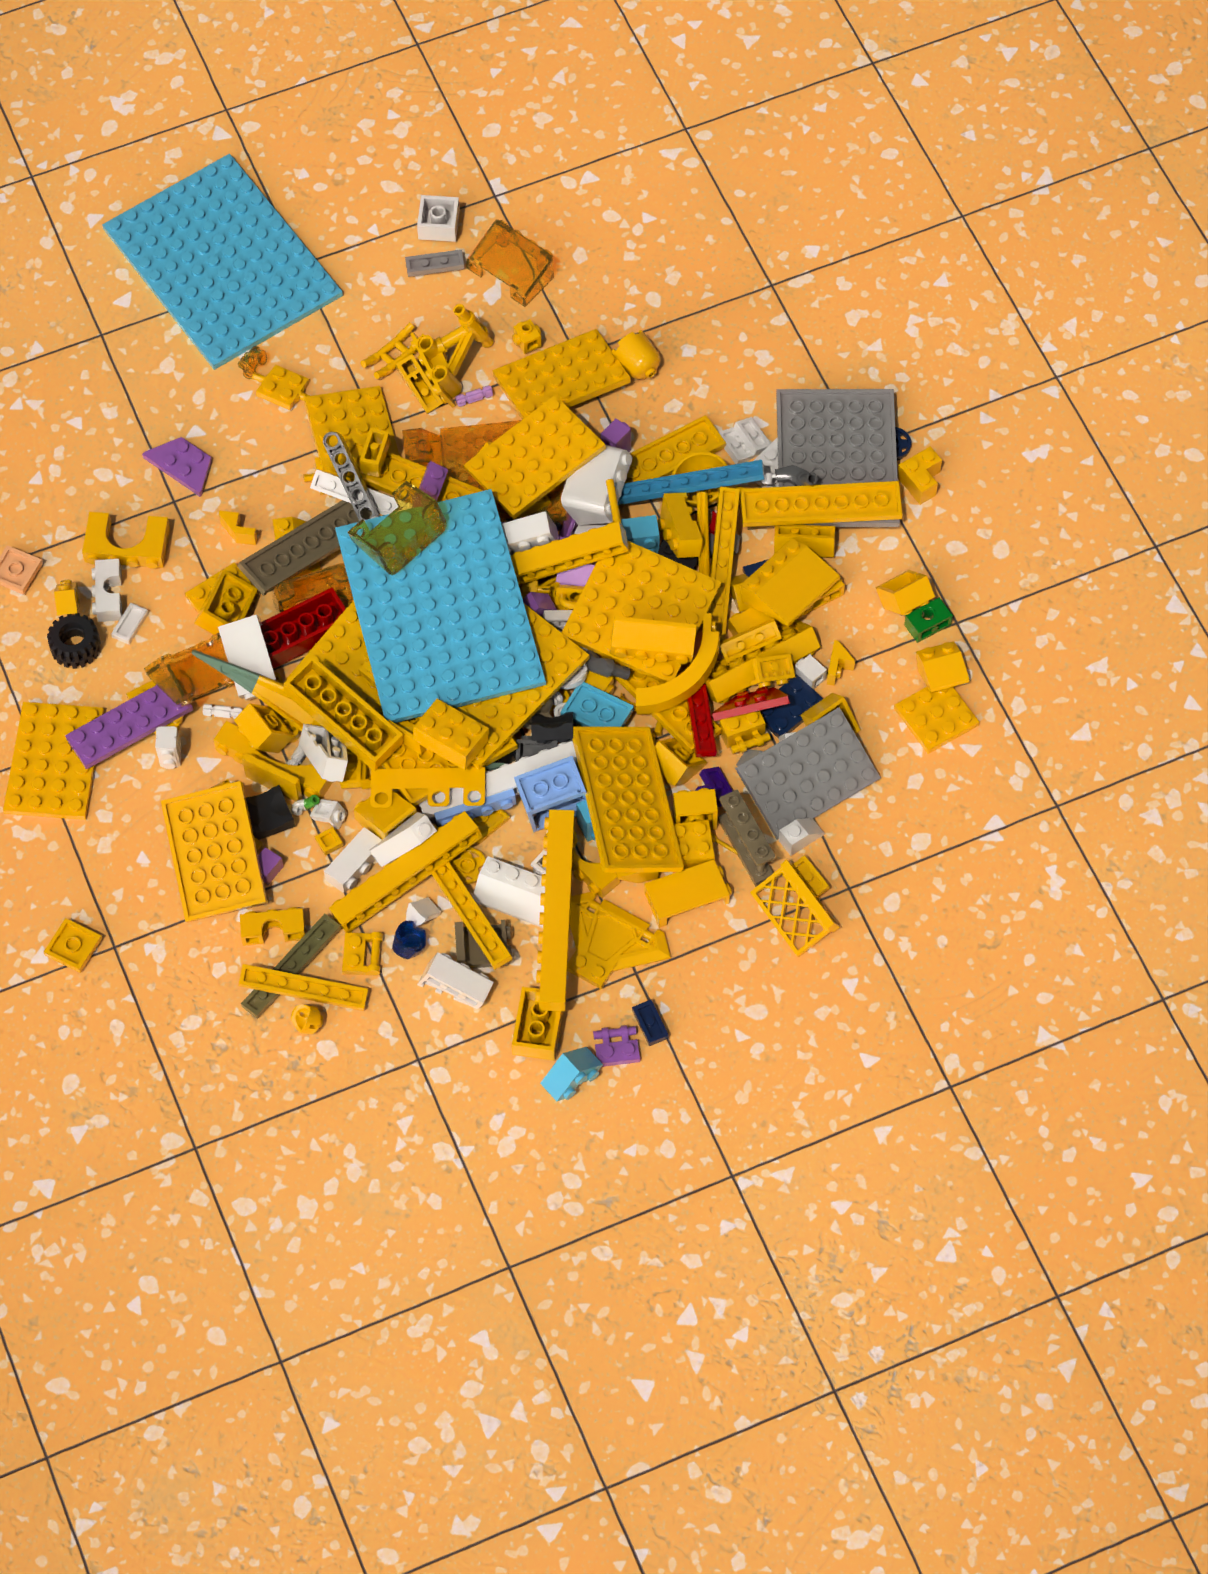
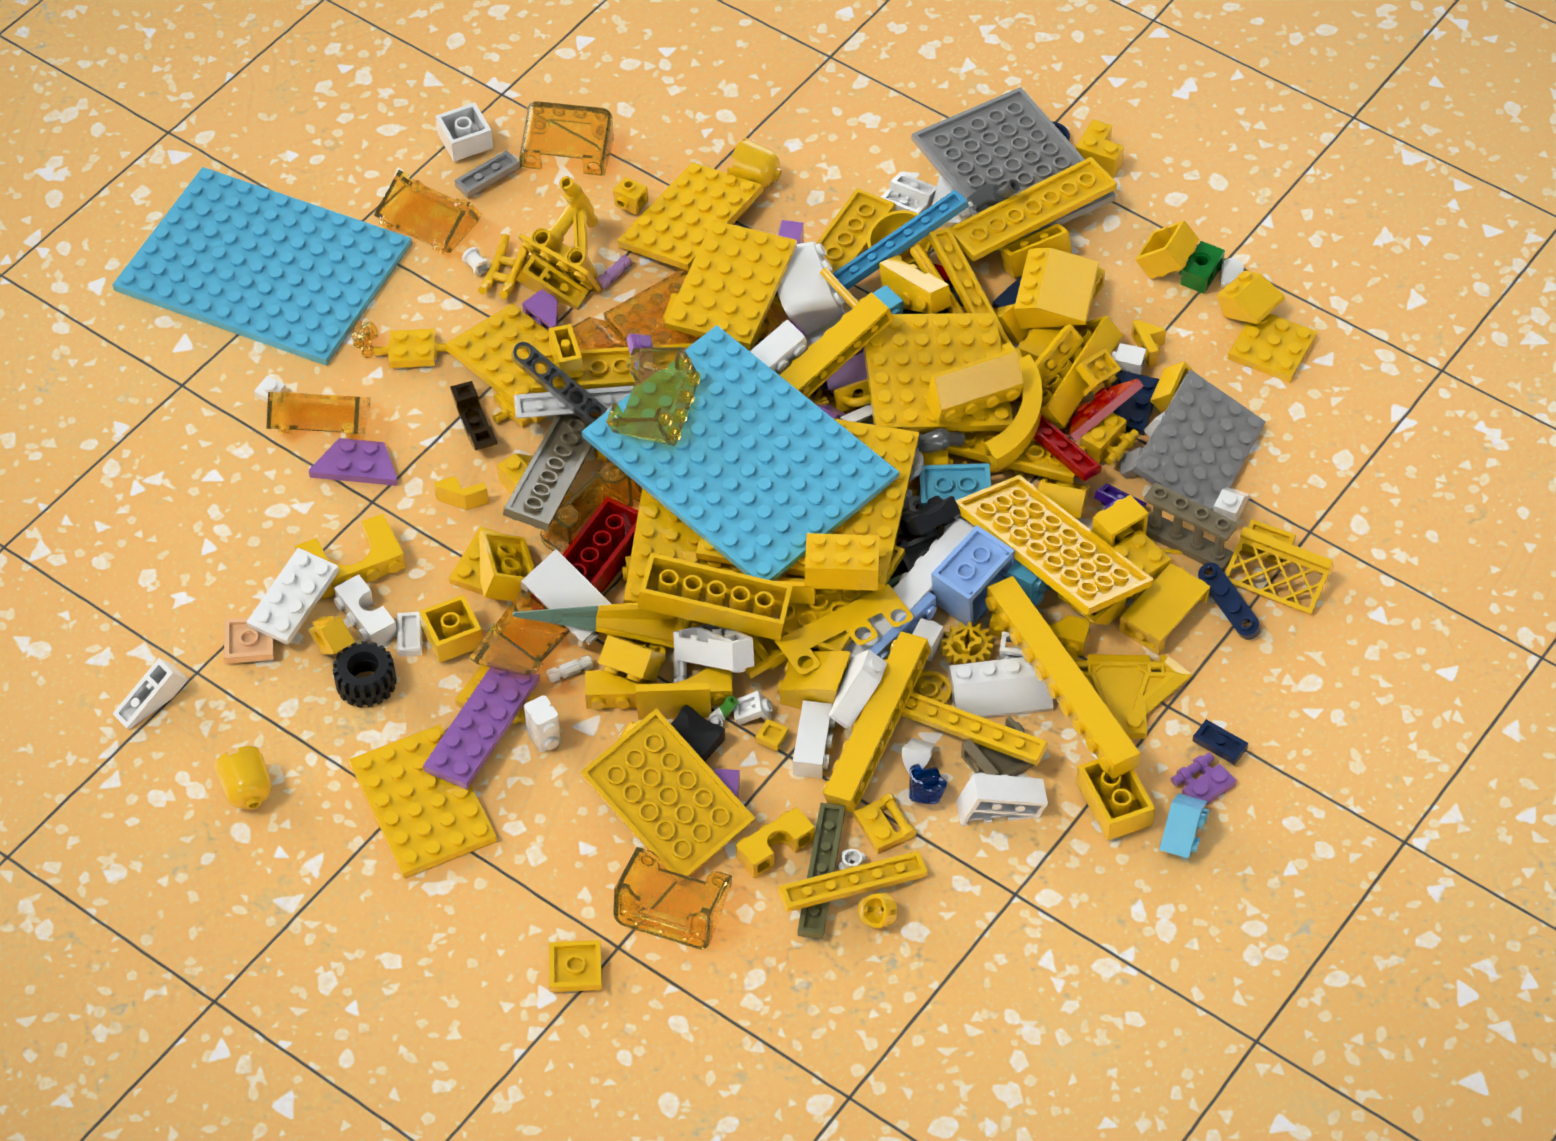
camera: 30 degrees left, 10 degrees down
(61, 552) = (292, 596): none -> white plate
(156, 635) = (451, 628): none -> yellow brick
(159, 371) = (266, 386): none -> white plate
(166, 930) = (669, 902): none -> clear yellow windscreen
(176, 405) = (317, 413): none -> clear yellow windscreen
(288, 468) = (472, 416): none -> dark brown slope
(318, 965) = (851, 855): none -> white plate
(365, 276) = (426, 213): none -> clear yellow windscreen
(376, 335) = (476, 261): none -> white bush
(397, 405) = (542, 309): none -> medium lavender slope
(490, 824) = (931, 631): none -> white brick
(517, 845) = (955, 641): none -> yellow gear
(741, 913) = (1230, 601): none -> dark blue plate
(952, 632) = (1230, 270): none -> white piece

